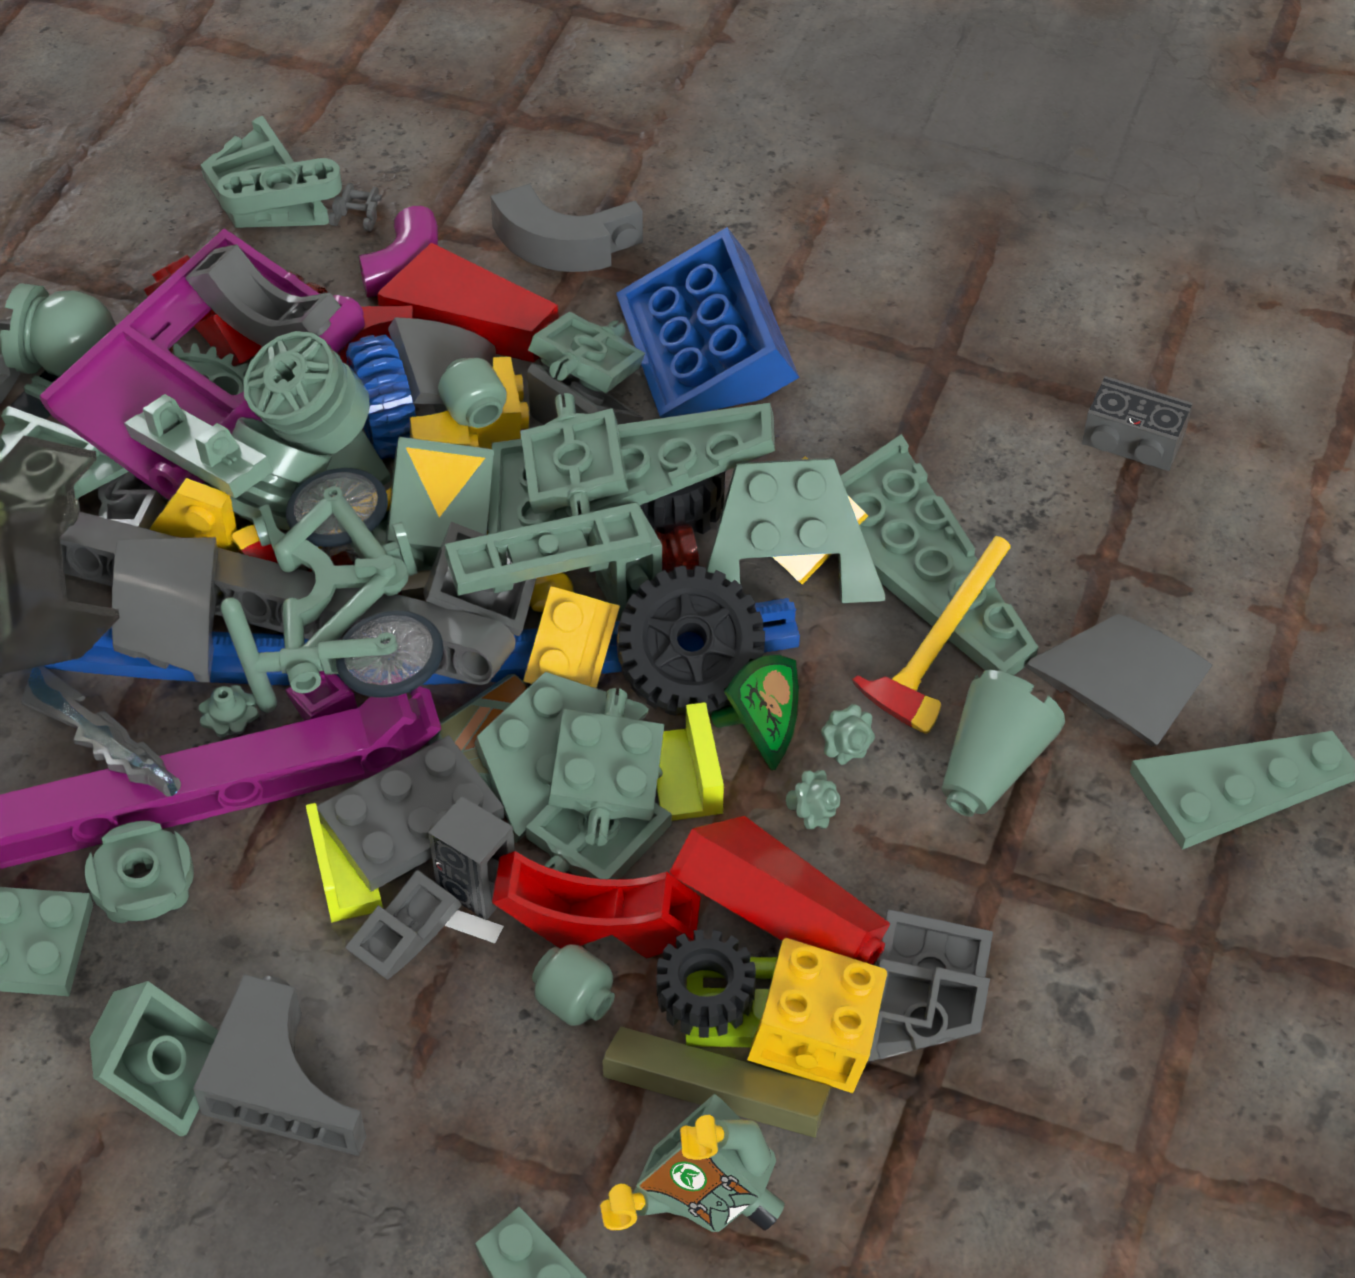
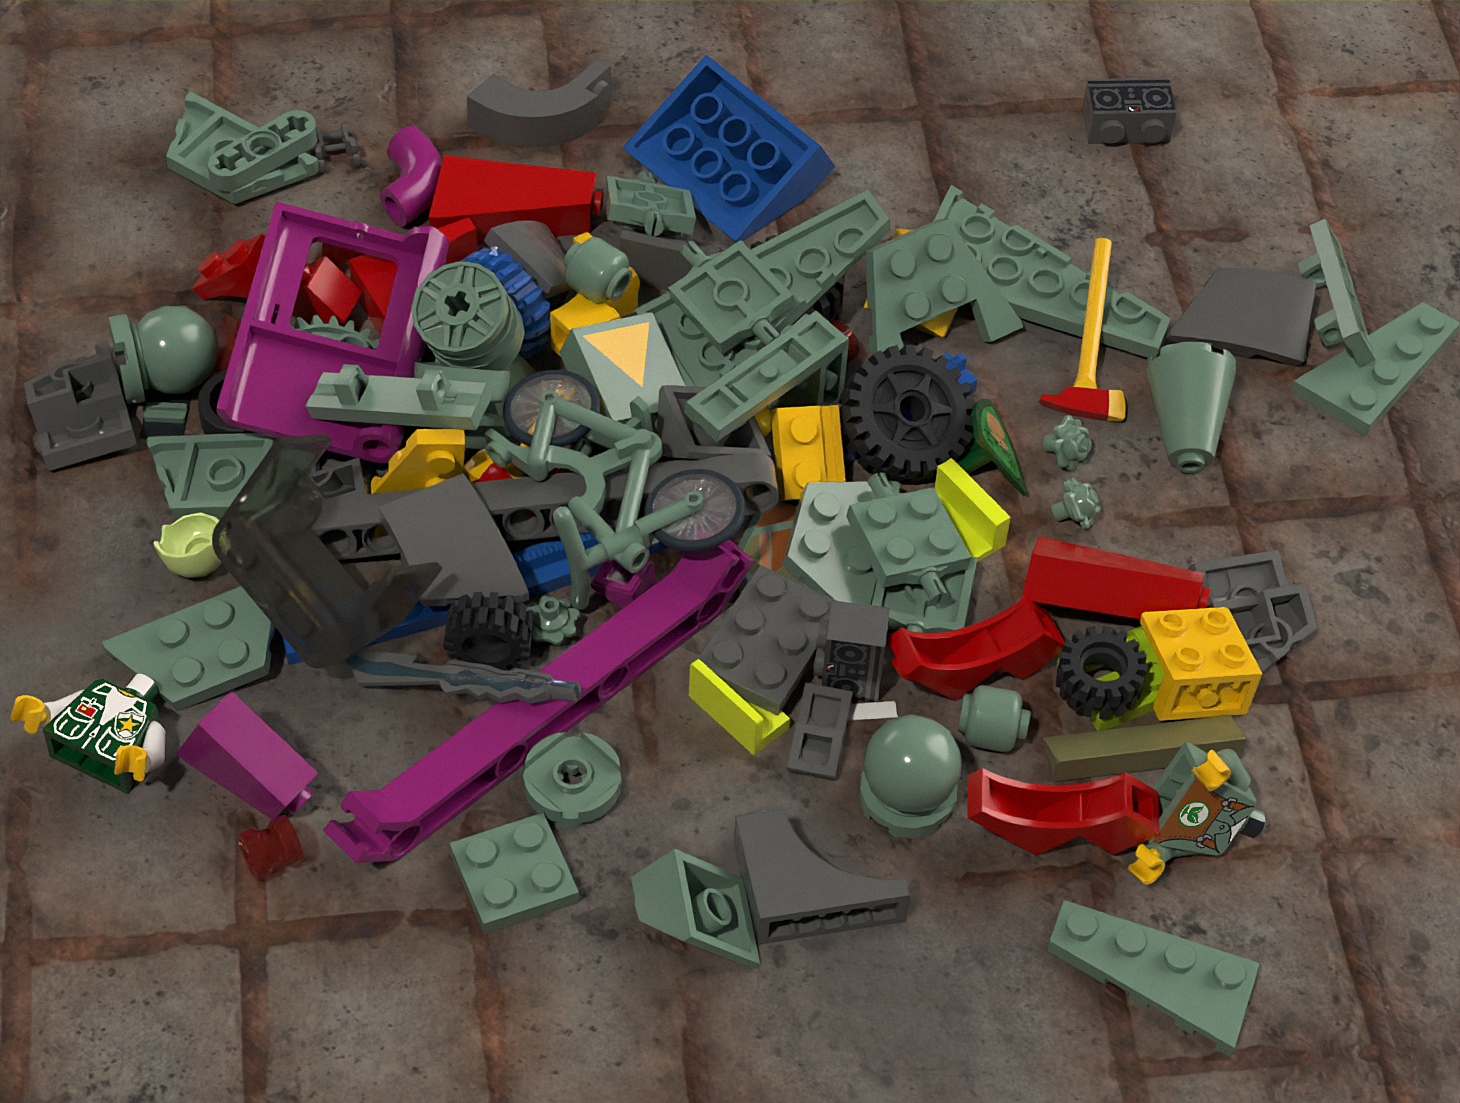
camera: 30 degrees left, 0 degrees up
(152, 698) = (489, 631): none -> black tyre
(252, 303) = (356, 265): dark grey arch -> none
(445, 1008) = (910, 776): none -> sand green tile
(552, 1111) = (1040, 817): none -> red arch
(1244, 669) = (1345, 320): none -> sand green hinge

